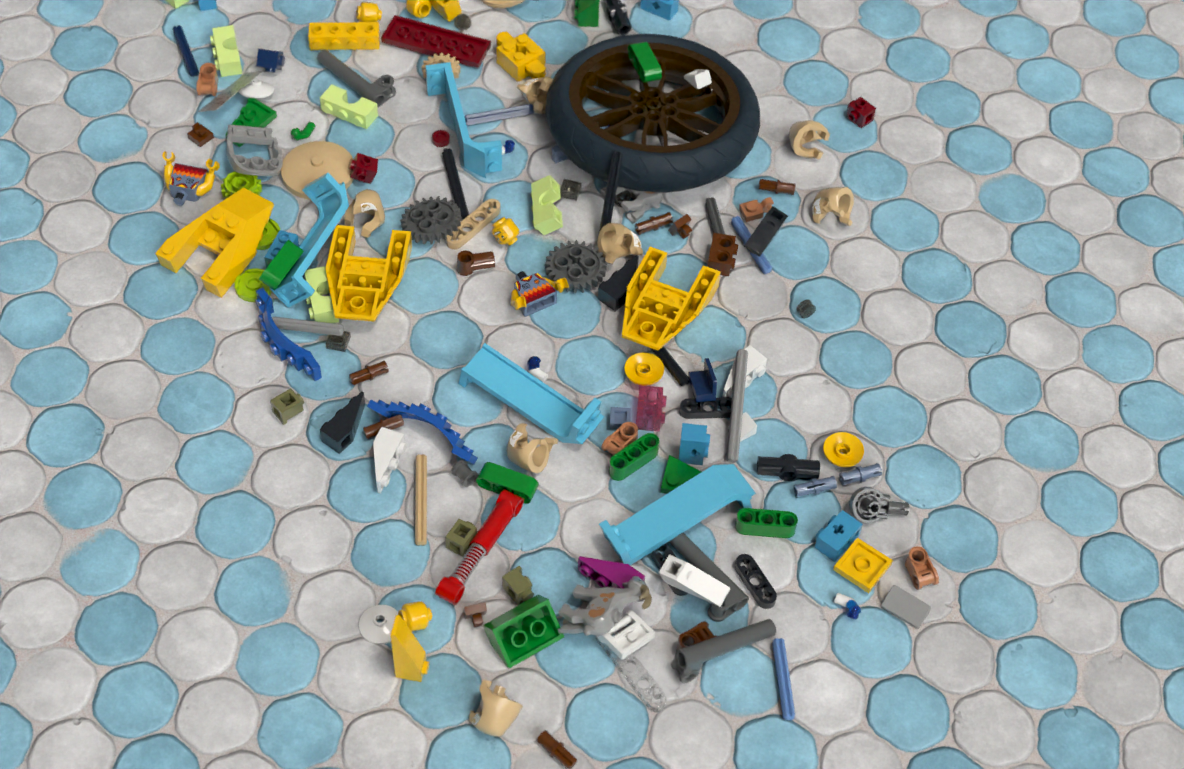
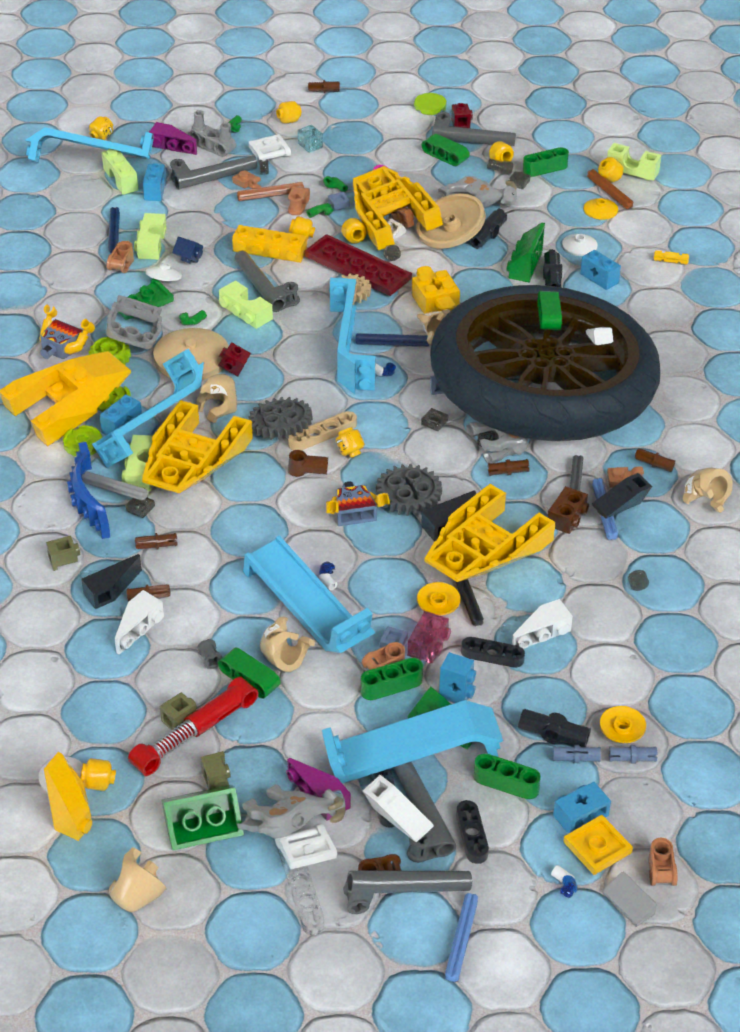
camera: 20 degrees right, 10 degrees down
(200, 134) = (93, 302): reddish brown tile -> none
(230, 91) = (137, 270): light grey sticker -> none
(281, 265) = (102, 426): green beam -> none
(421, 500) = (155, 669): tan axle -> none
(423, 414) = (189, 588): blue piece -> none
(440, 138) = (324, 350): dark red tile -> none
(454, 181) = (320, 391): black axle -> none
(475, 612) = (160, 786): reddish brown tile -> none
(545, 214) = (397, 436): yellowish green arch -> none
(556, 749) = (185, 941): reddish brown axle -> none
(611, 189) = (465, 428): black axle -> none
(618, 241) = (460, 475): tan piece -> none
(681, 226) = (535, 475): reddish brown tile -> none
(703, 383) = (494, 626): dark blue panel -> none
(737, 405) = (521, 654): light grey axle -> none
(748, 427) = (522, 678): white slope -> none
(805, 132) = (704, 414): tan piece -> none
(874, 505) = (633, 787): dark grey pin -> none

